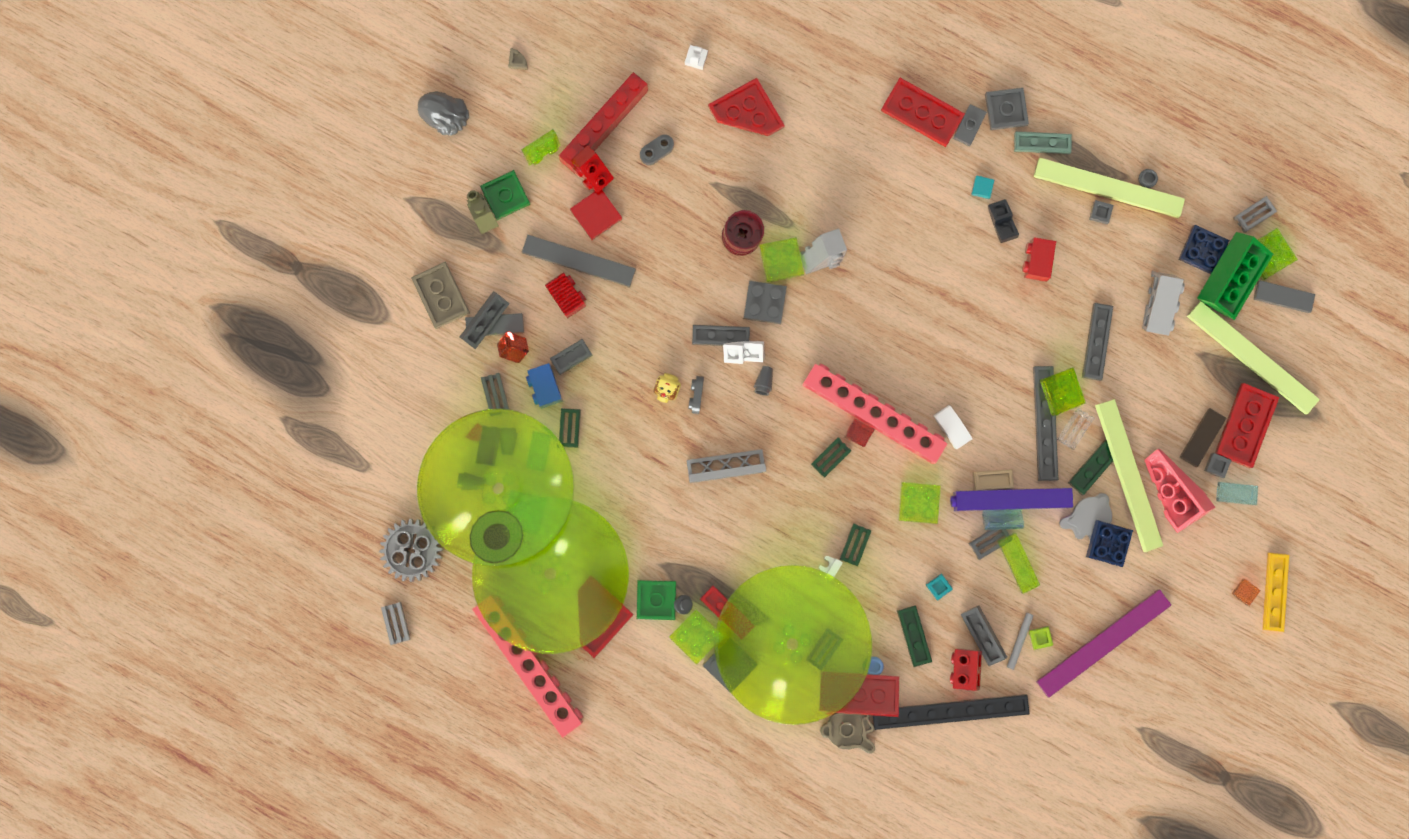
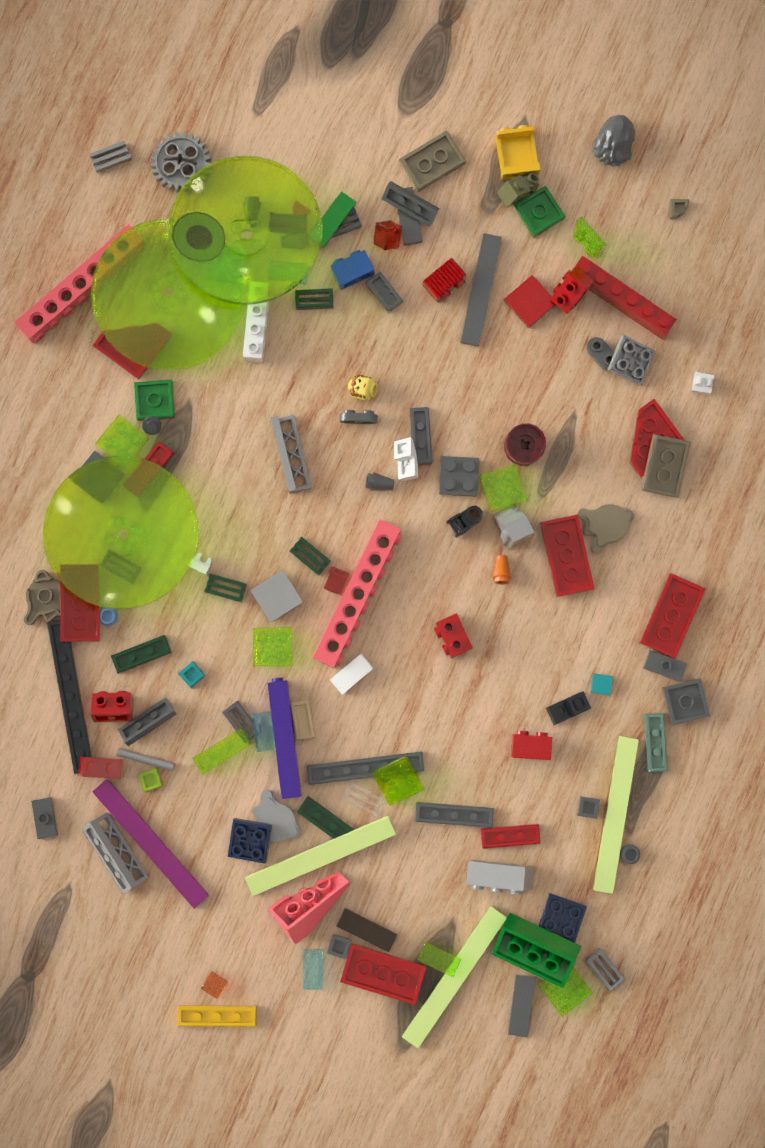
camera: 90 degrees right, 0 degrees up
(443, 210) = (517, 152): none -> yellow panel
(486, 395) = (335, 216): none -> green tile
(600, 489) = (255, 332): none -> white brick
(667, 122) = (631, 360): none -> light grey tile
(776, 100) = (665, 465): none -> dark tan tile
(811, 301) = (464, 521): none -> black piece
(826, 165) = (606, 524): none -> dark tan tile
(854, 205) = (567, 555): none -> red plate
(864, 270) = (502, 571): none -> orange cone
(869, 494) = (276, 596): none -> light grey tile
(924, 323) = (453, 636): none -> red brick
(1027, 686) = (100, 767): none -> red brick
(1070, 748) = (44, 818): none -> dark grey plate
(1113, 685) = (111, 854): none -> light grey fence
(1122, 290) = (510, 836): none -> red tile
(1236, 370) = (439, 959): none -> clear neon green tile

